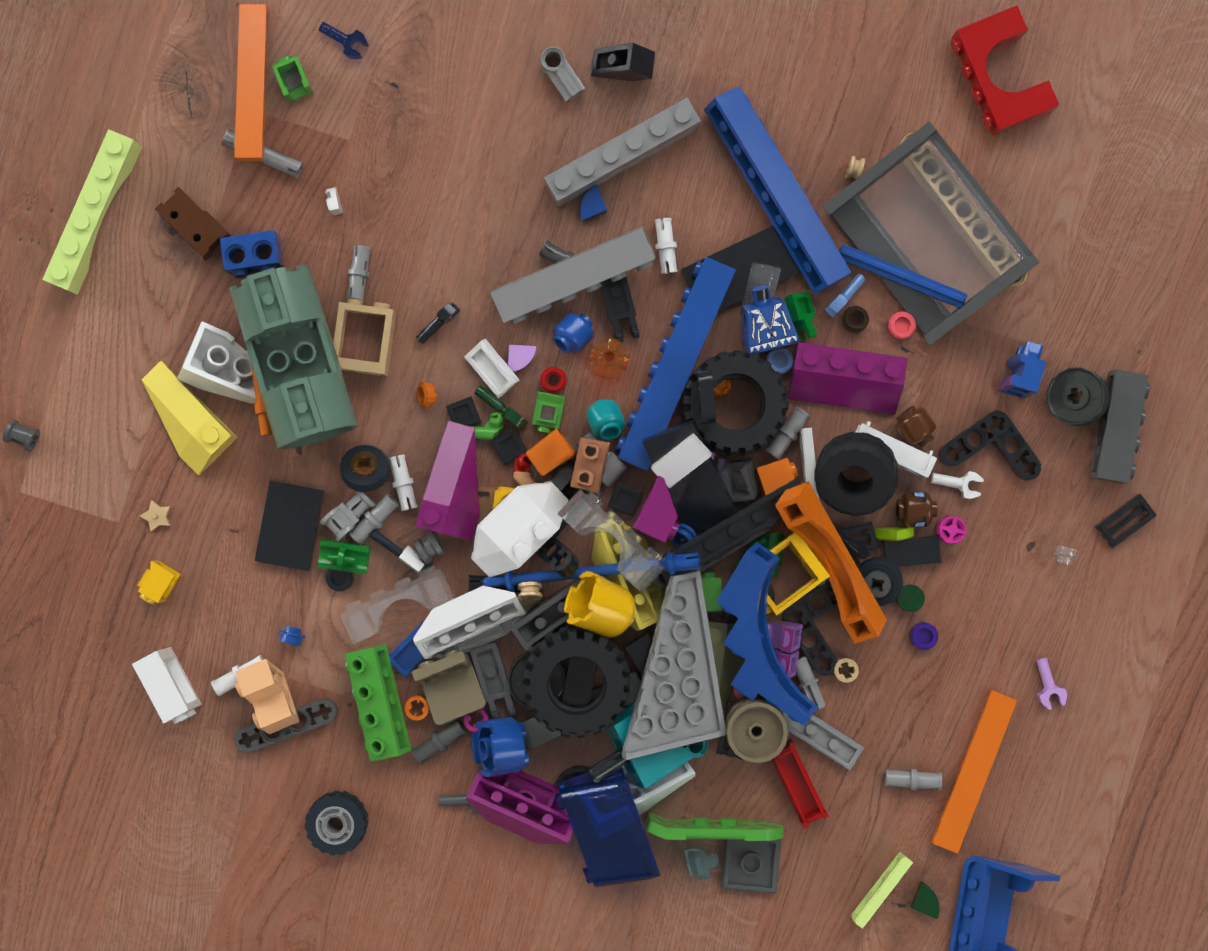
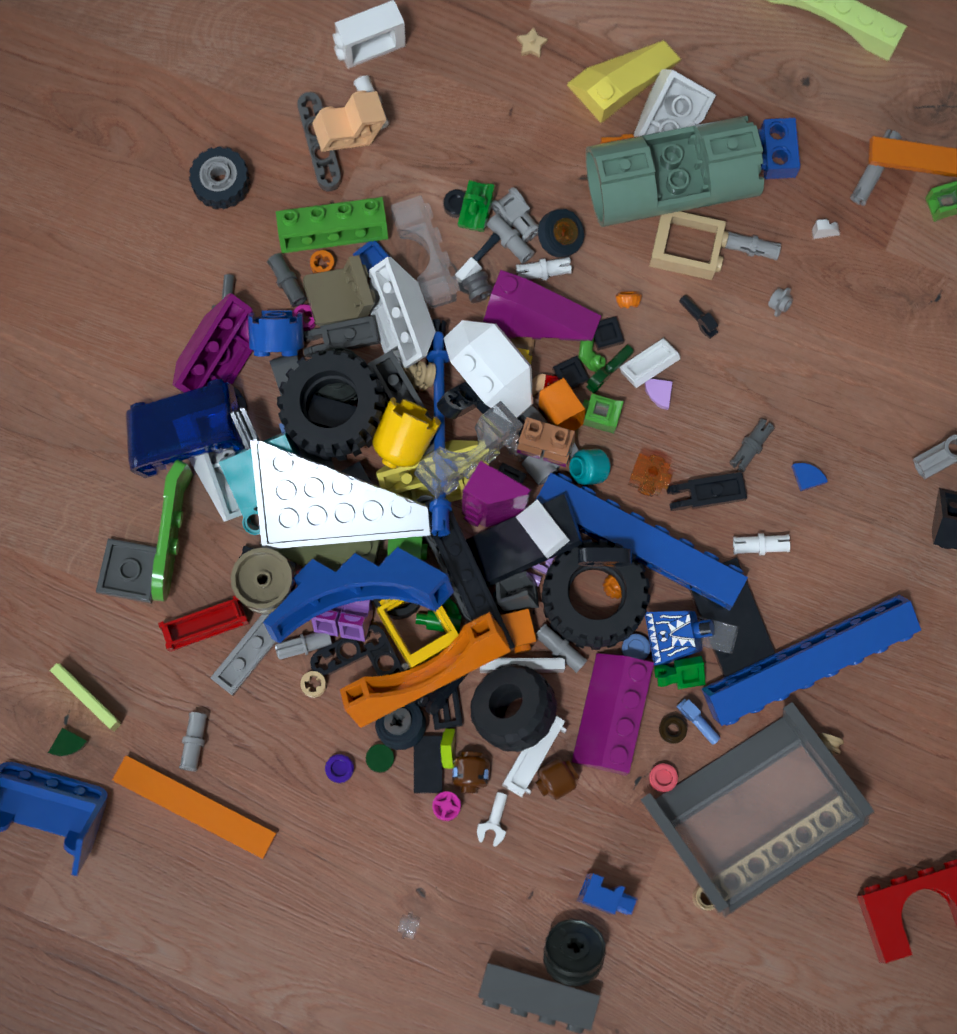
camera: 90 degrees right, 10 degrees down
(157, 582) = (468, 37): yellow window -> none
(192, 223) = (811, 97): reddish brown piece -> none
(289, 525) = (511, 161): black tile -> none
(291, 635) = (404, 153): blue plate -> none
(415, 241) = (780, 301): none -> light grey plate
(553, 371) = (633, 413): red plate -> none
(573, 333) = (679, 444): blue head -> none
(574, 274) = (738, 446): light grey brick -> none
(622, 152) = (859, 508): light grey brick -> none
(683, 535) = (469, 530): blue plate -> none
(700, 862) = (136, 519): clear light blue tile -> none
(903, 276) = (714, 780): blue axle -> none
(999, 438) = (537, 868): black beam -> none
(1049, 686) = (274, 895): lavender bar -> none
(1106, 534) = (450, 1017): black tile -> none

